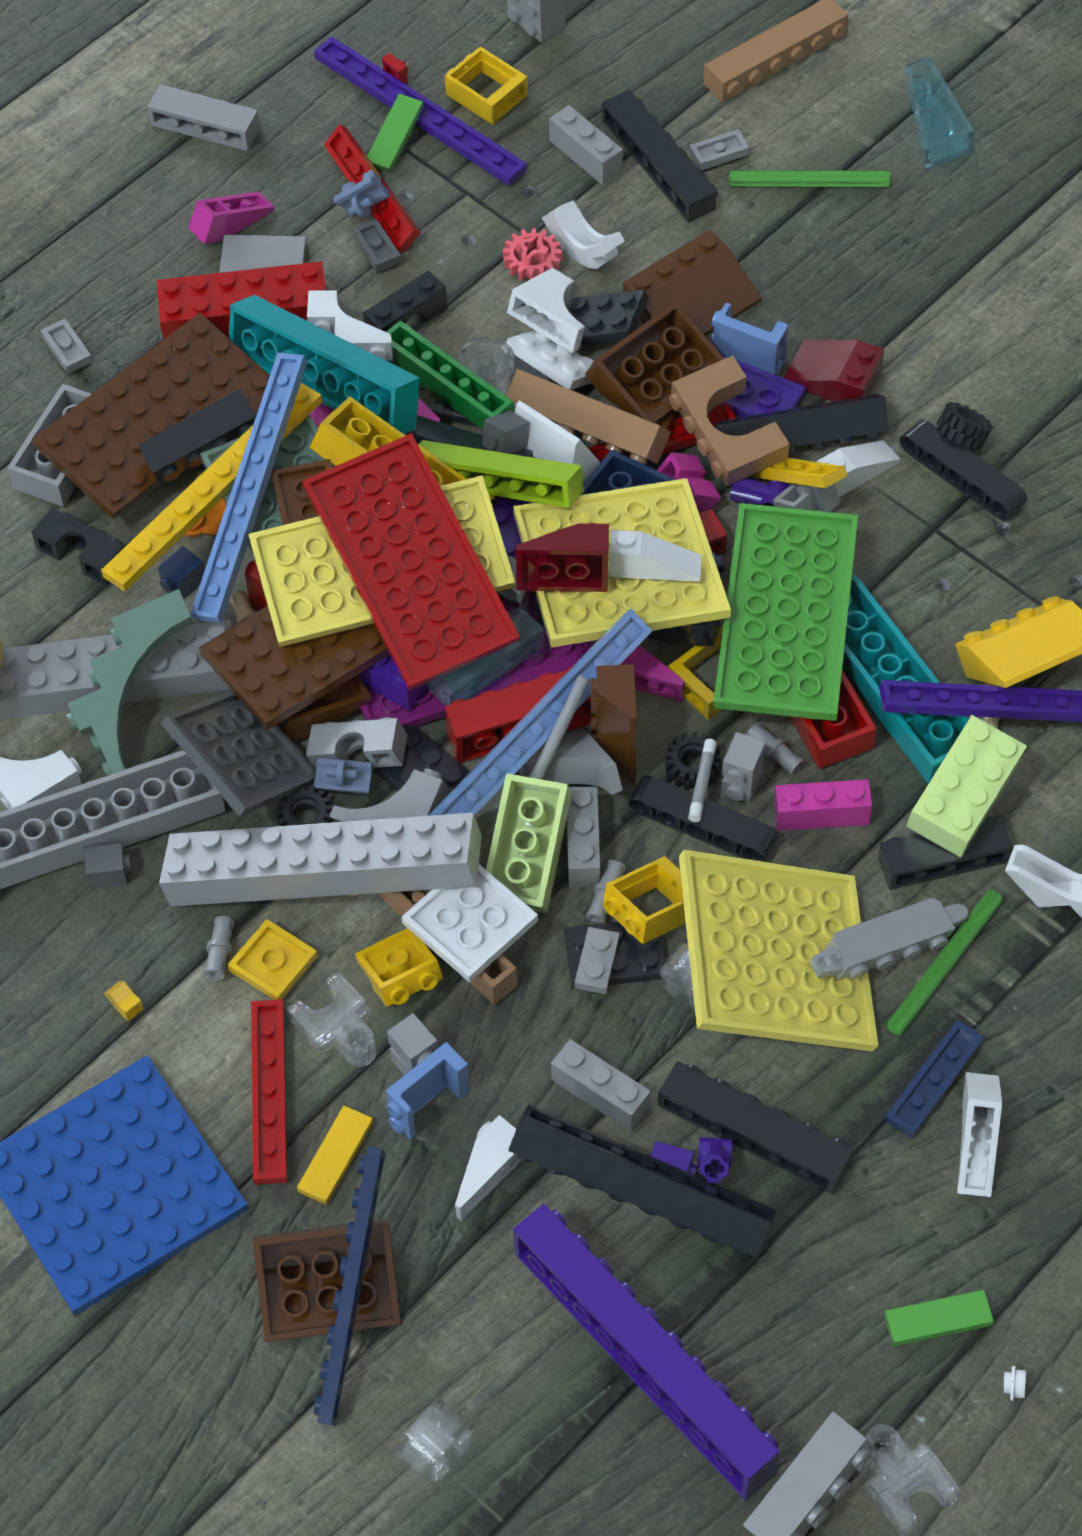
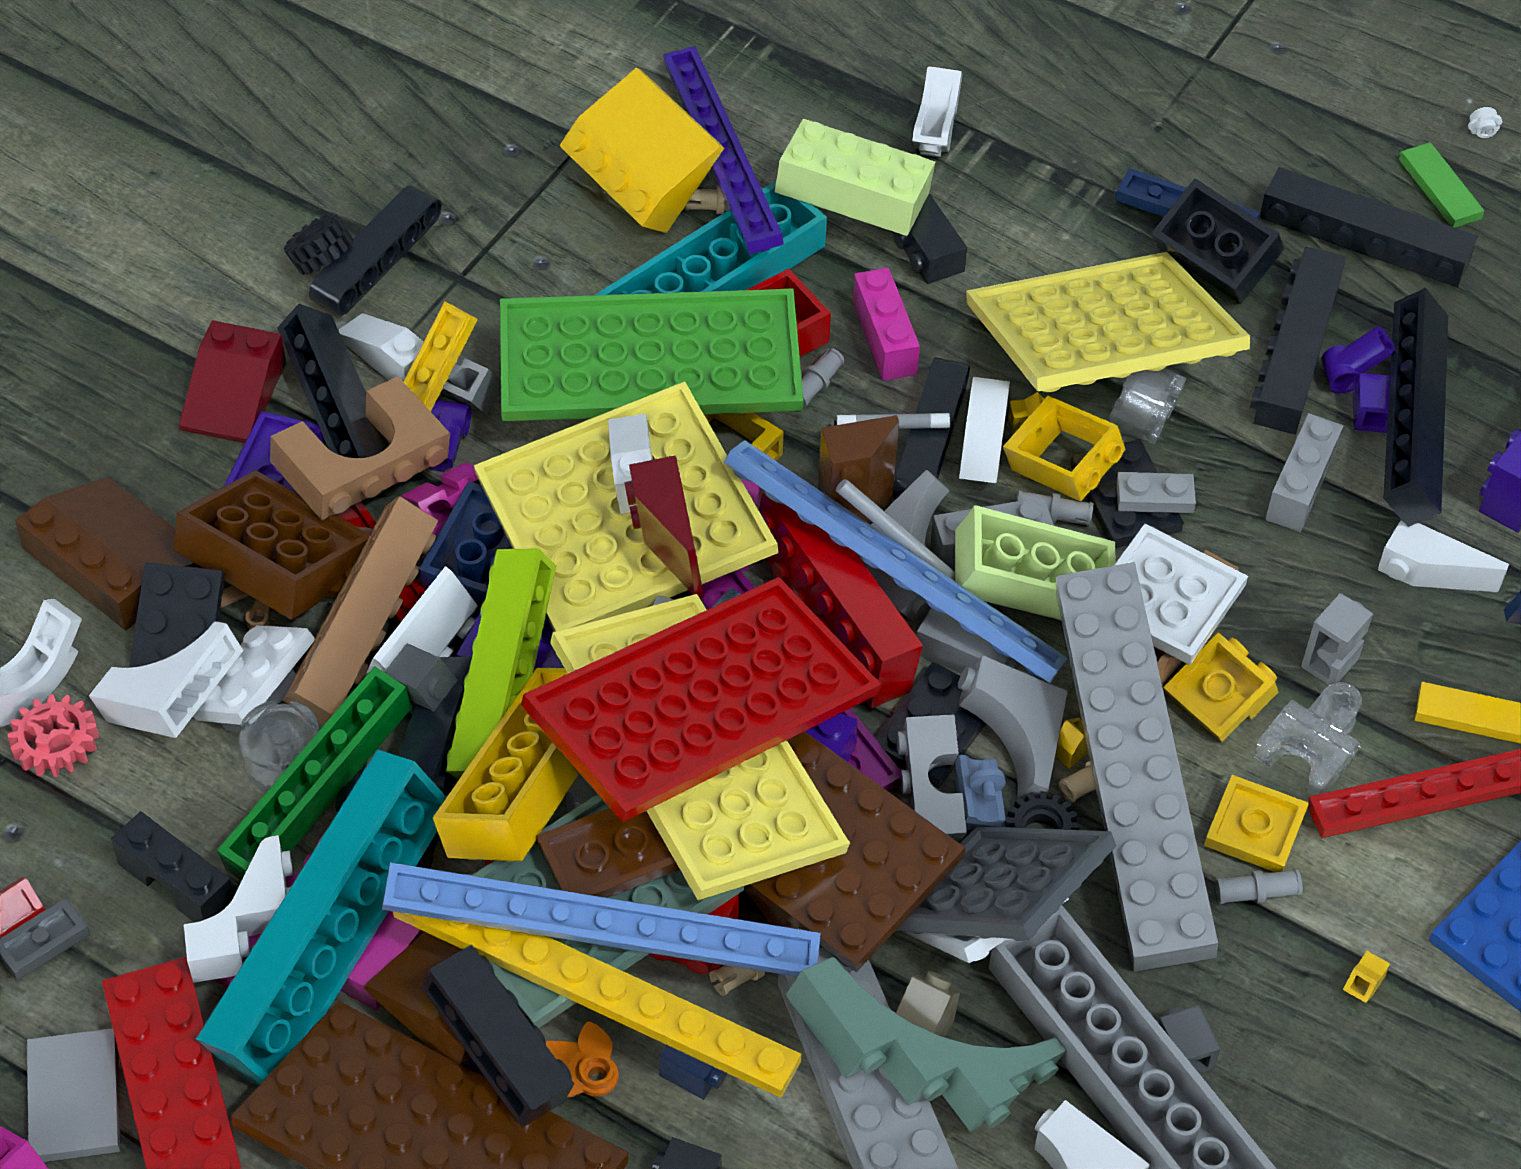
camera: 105 degrees left, 5 degrees down
(162, 693) = (930, 1003): none -> dark tan slope
(422, 1084) = (1395, 632): medium blue panel -> none
(673, 836) = (984, 430): none -> white arch
(743, 767) = (866, 383): light grey brick -> none
(748, 343) = (215, 457): medium blue panel -> none
(868, 1075) = (1218, 240): none -> black brick
(883, 1226) = (1368, 227): none -> black brick
(888, 938) = (1050, 242): light grey hinge -> none
(944, 962) = (1045, 213): bright green axle -> none
(979, 1133) = (1231, 150): white arch -> none

